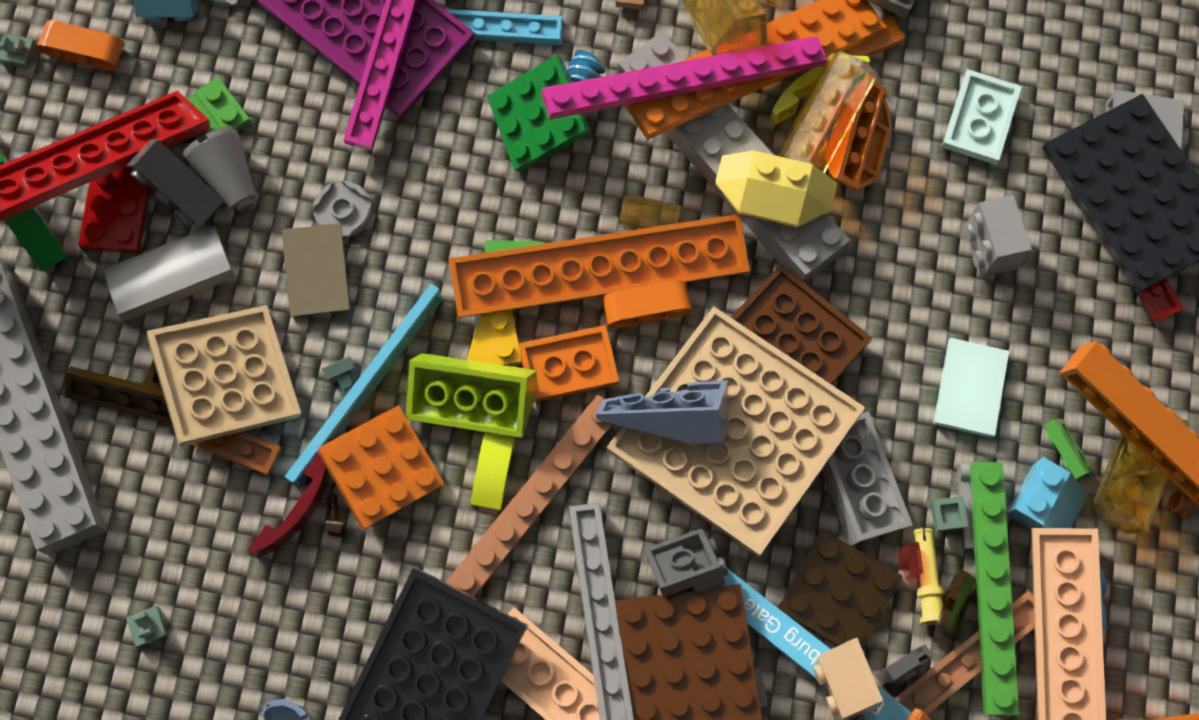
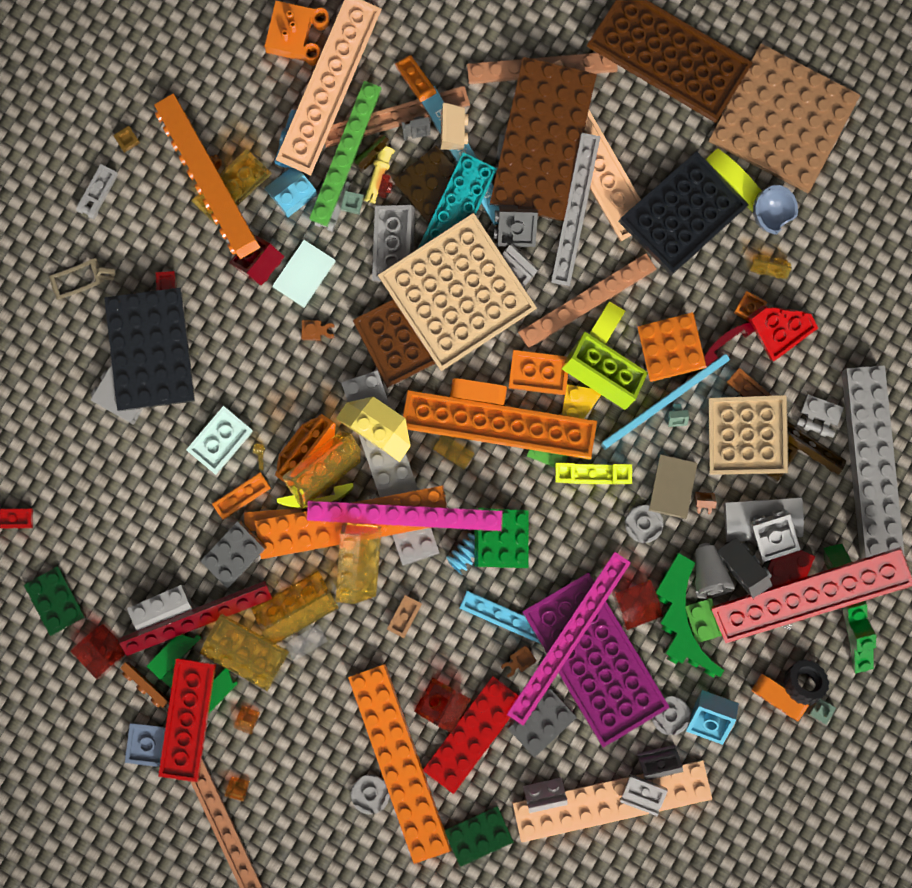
camera: 160 degrees left, 10 degrees up
(24, 70) = (796, 691): none -> black tyre
(123, 458) = (820, 410): none -> light grey plate
(144, 245) = (774, 535): none -> light grey plate
(147, 627) = (832, 306): sand green tile -> none
(216, 553) = (781, 328): none -> red plate
(237, 67) = (683, 644): none -> green arch
(262, 266) = (705, 500): none -> dark orange tile
(274, 650) = (779, 268): none -> clear yellow hinge
(277, 576) = (748, 305): none -> orange piece
(319, 100) = (638, 604): none -> clear red slope
(334, 526) = (708, 325): dark brown hand -> none
(434, 252) = (593, 474): none -> neon yellow slope
(658, 508) = (519, 264): none -> light grey plate
(686, 415) = (487, 308): sand blue wedge -> none
(788, 580) = (461, 195): none -> teal plate
(917, 59) = (241, 496): none -> orange tile
(918, 311) = (313, 330): none -> dark orange plate
(920, 125) = (259, 449): none -> clear yellow hand
(997, 236) = (249, 354): light grey brick -> none
(1039, 381) = (260, 263): none -> dark red slope
(1072, 455) = (265, 214): bright green plate -> none

